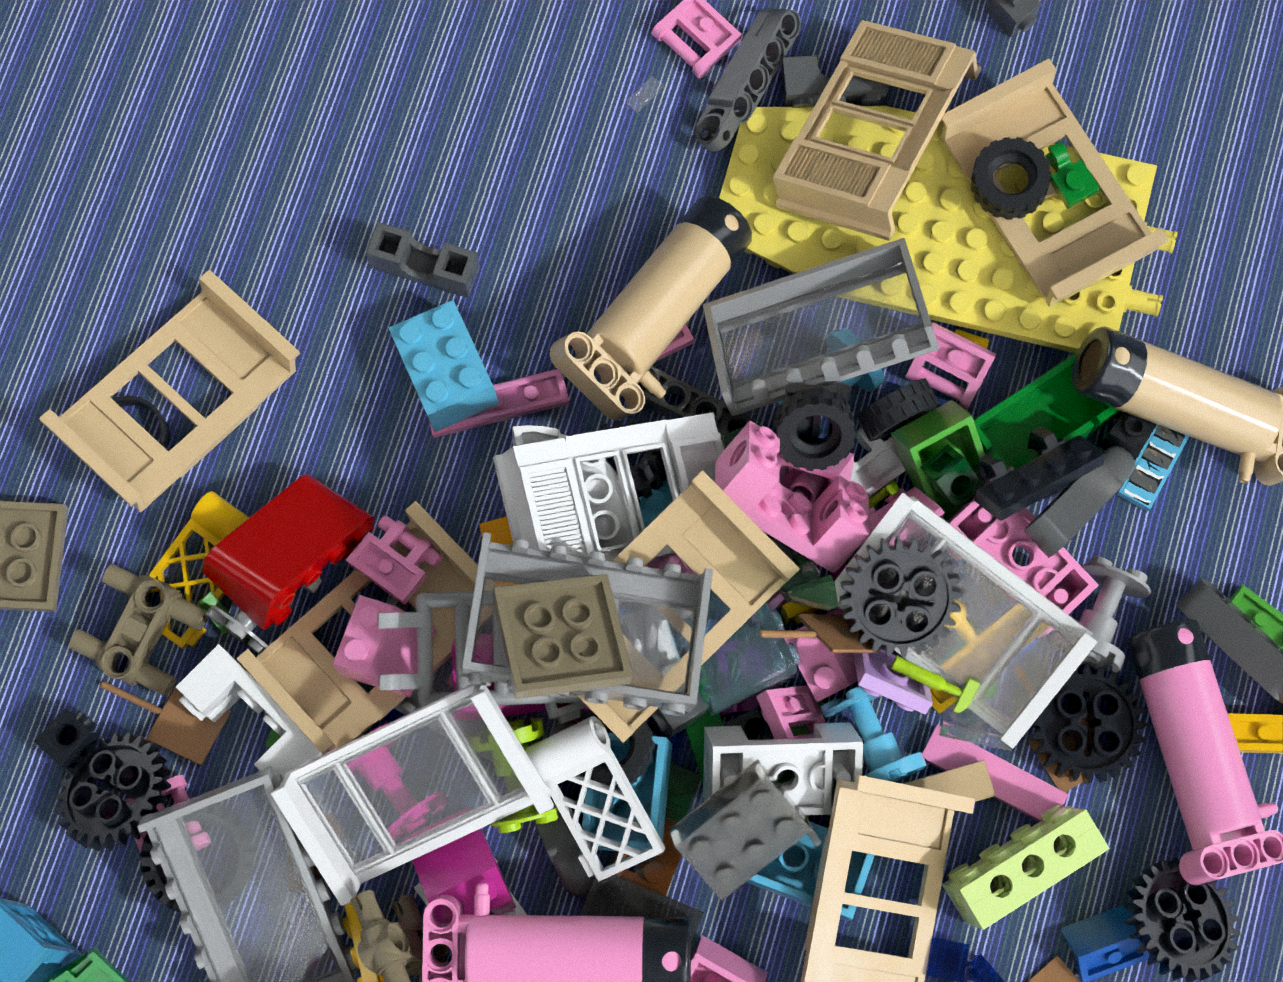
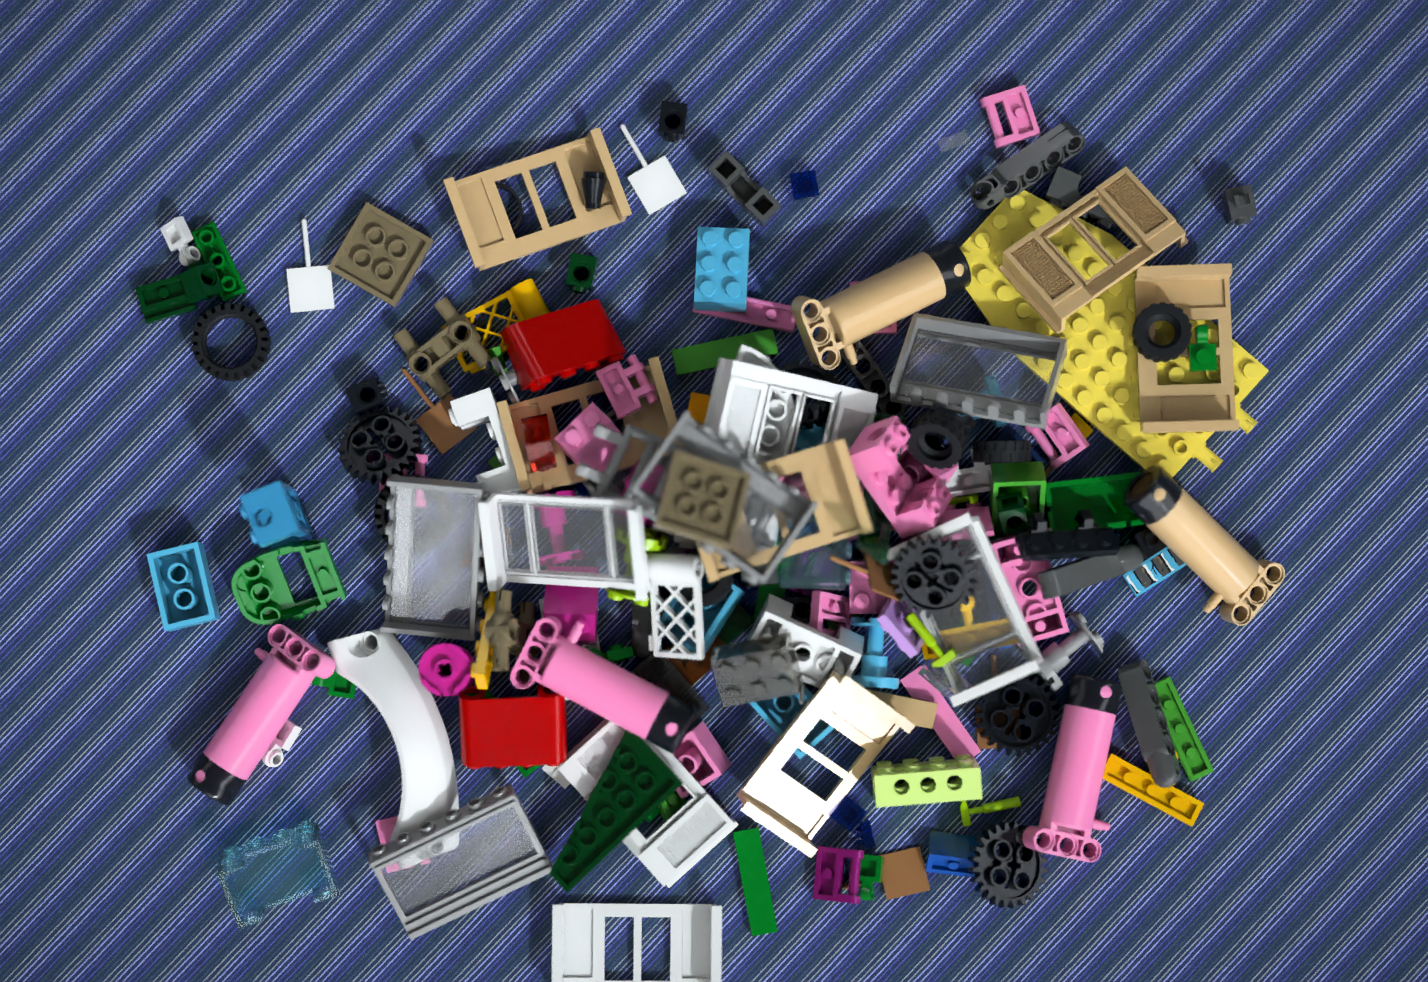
camera: 30 degrees right, 10 degrees up
(237, 346) = (593, 188): none -> black cone
(270, 440) = (580, 261): none -> dark green brick
(295, 211) = (669, 110): none -> black brick
(311, 309) = (656, 182): none -> white piece
(316, 683) = (538, 443): none -> clear red slope
(479, 476) = (706, 355): none -> bright green tile
(493, 224) = (804, 185): none -> clear blue plate
(550, 903) = (616, 653): none -> green plate
(1113, 862) = (986, 808): none -> lime piece

